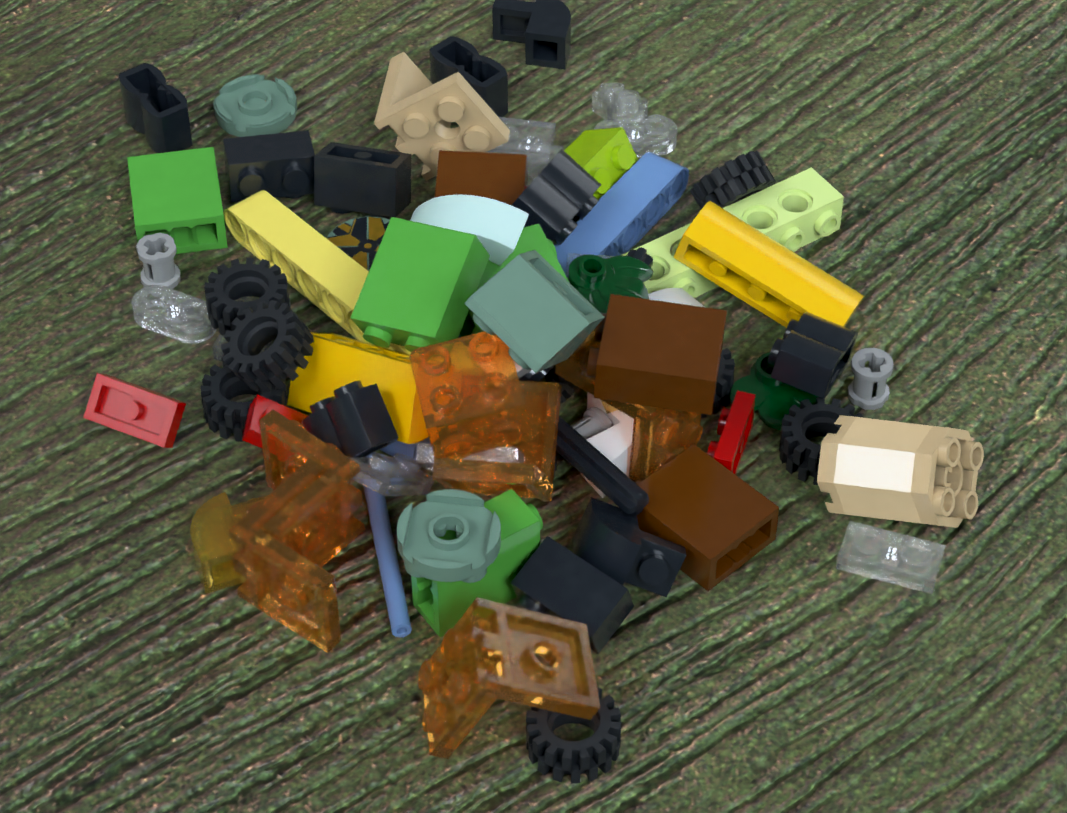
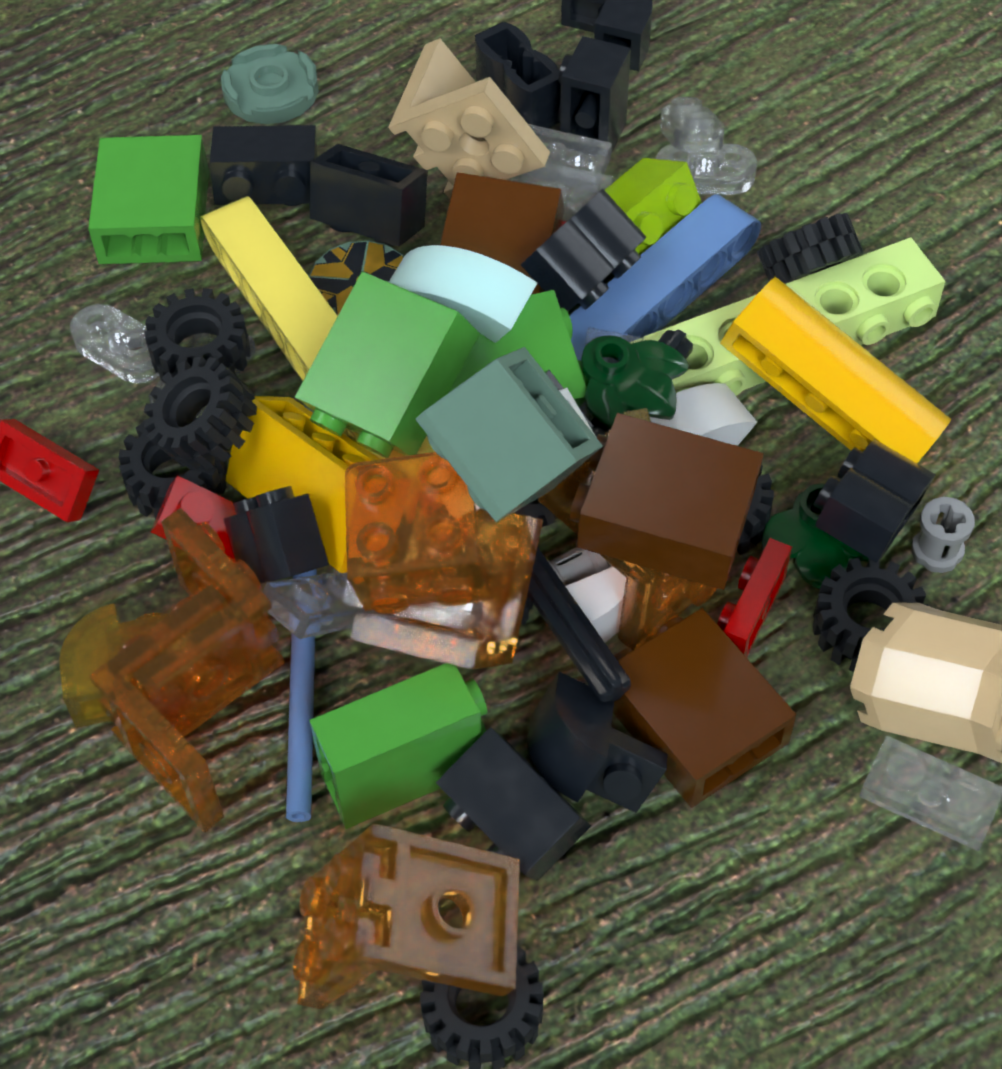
camera: 10 degrees right, 10 degrees up
(155, 109) = (148, 79): black brick -> none
(158, 255) = (109, 267): light grey bush -> none
(449, 560) = (360, 763): sand green plate -> none
(536, 82) = (595, 90): none -> black brick

